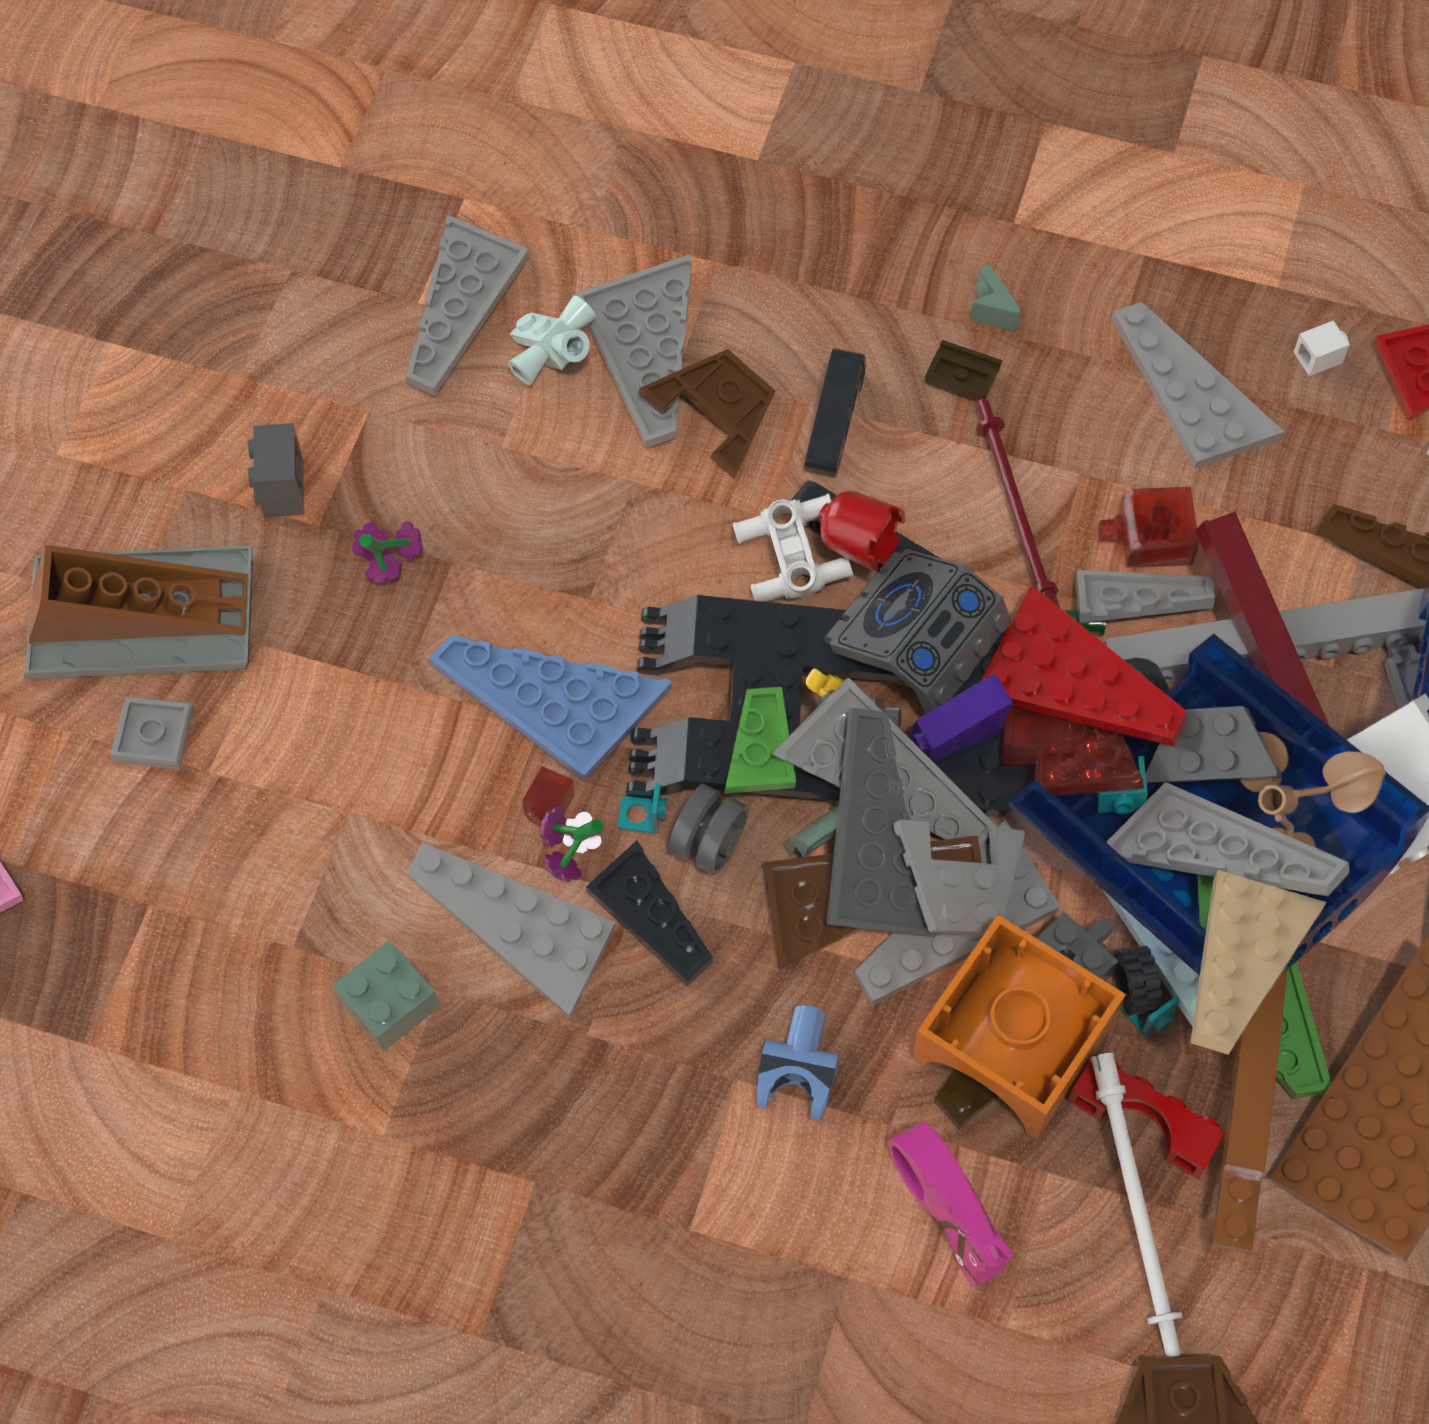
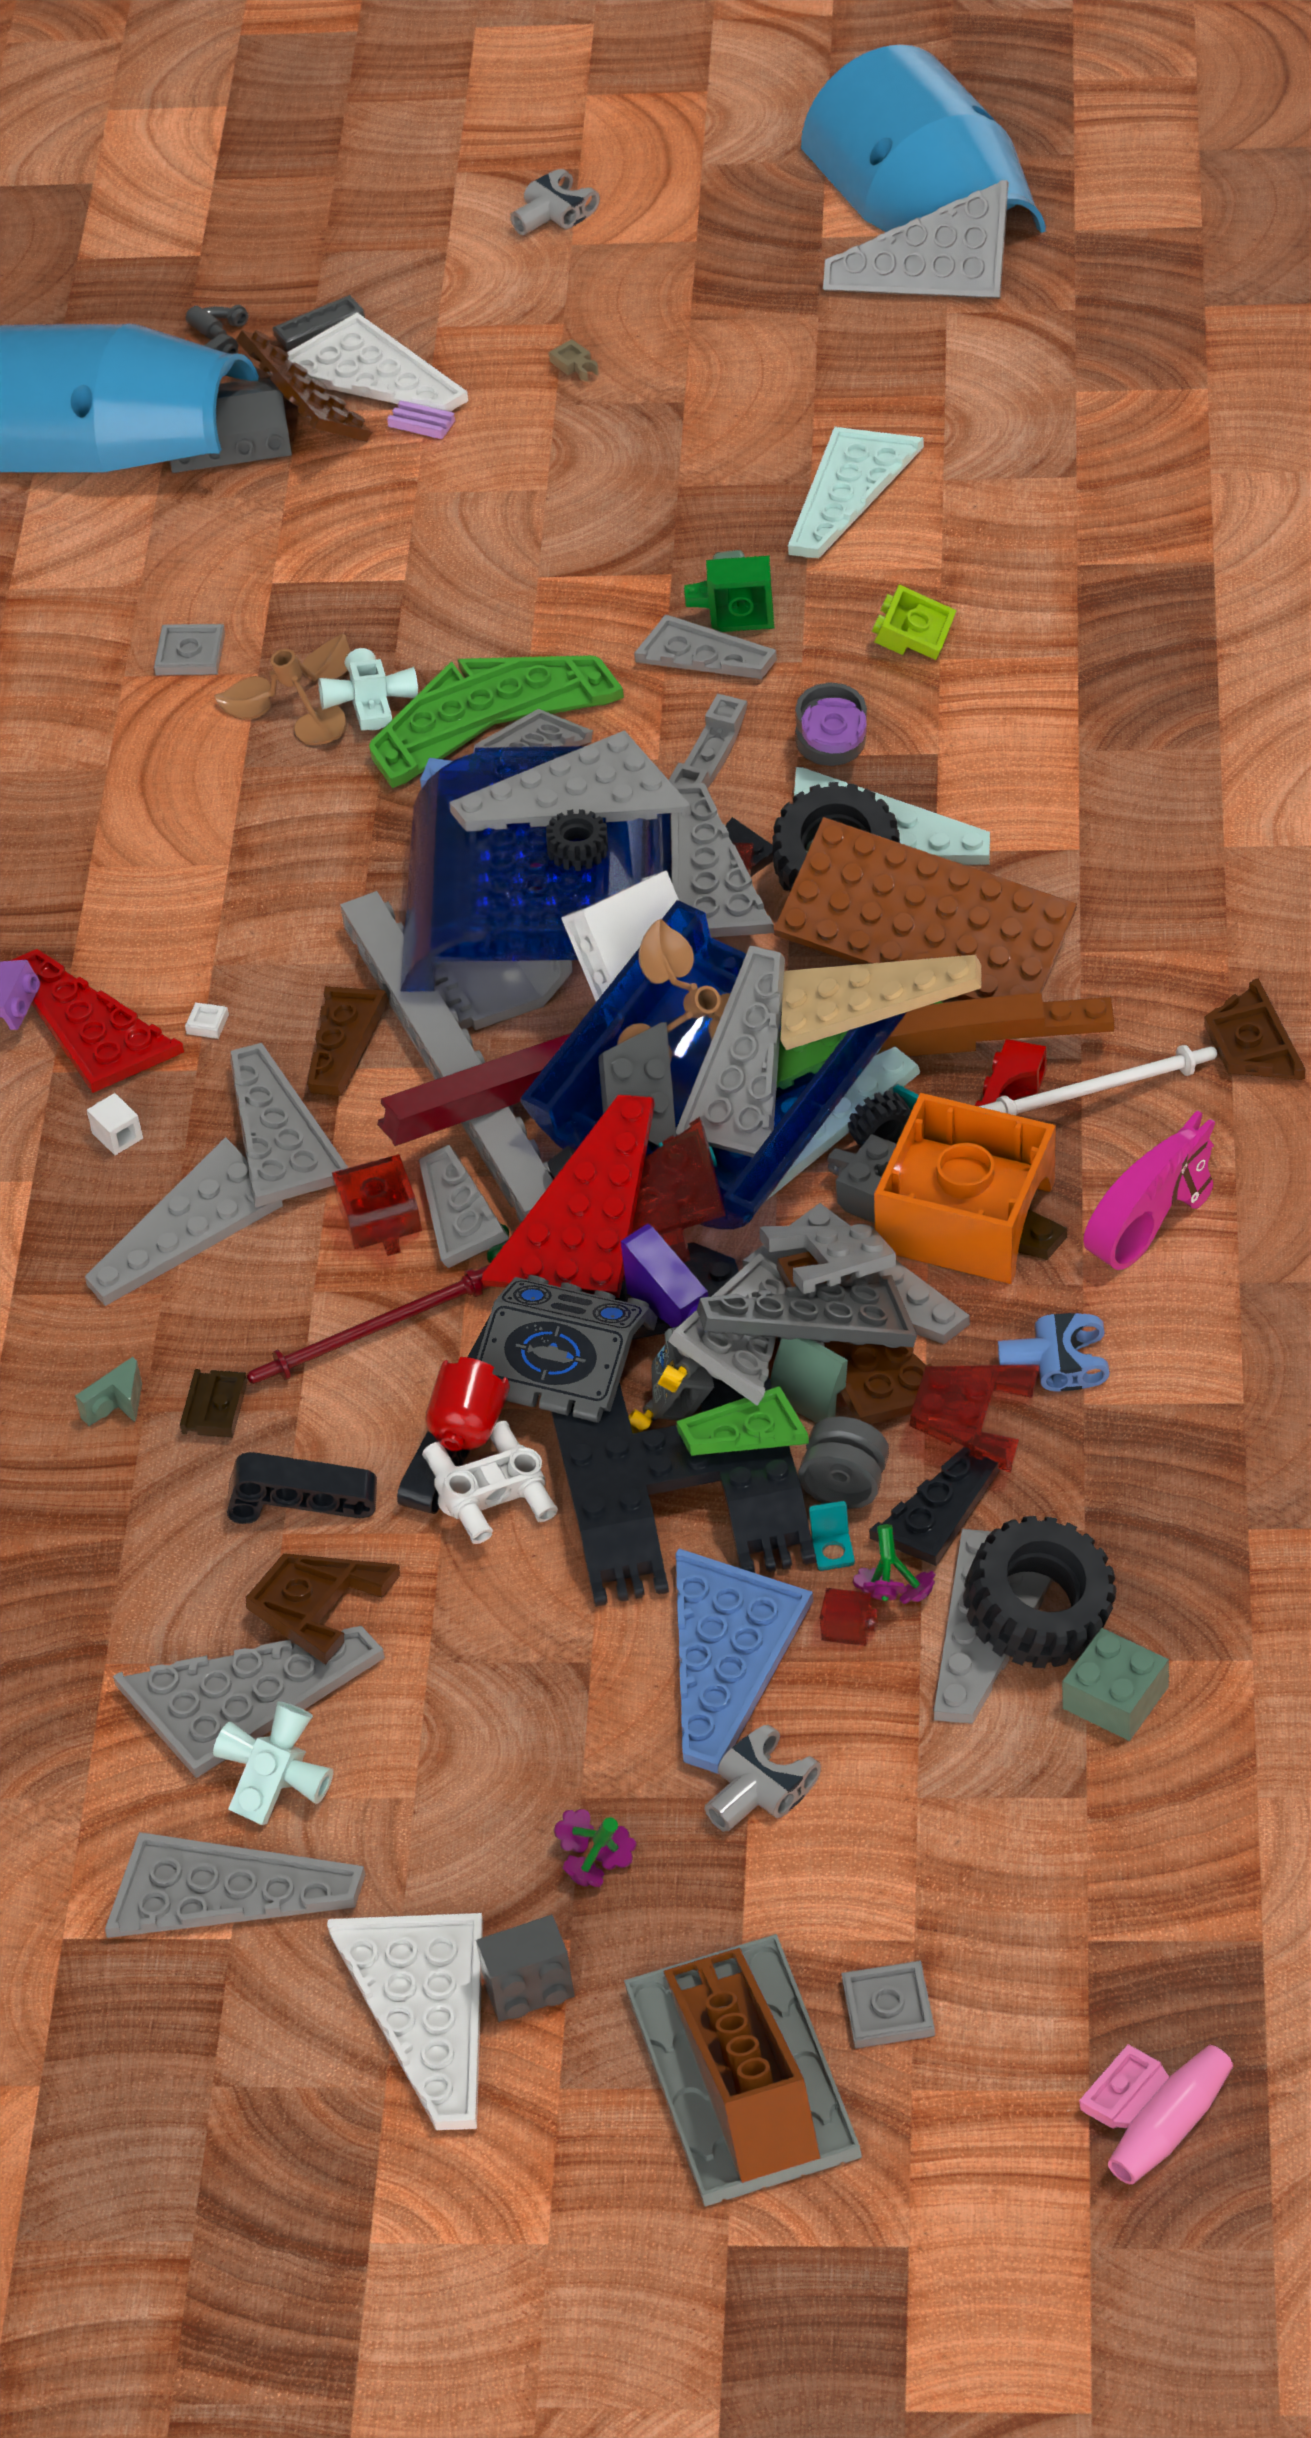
camera: 100 degrees left, 15 degrees down
(328, 407) = (426, 1997): none -> white wing
(403, 686) = (759, 1781): none -> light grey connector
(454, 923) = (1058, 1554): none -> black tyre
(756, 951) = (956, 1402): none -> clear red wing
(1273, 471) = (280, 1136): none -> light grey wing

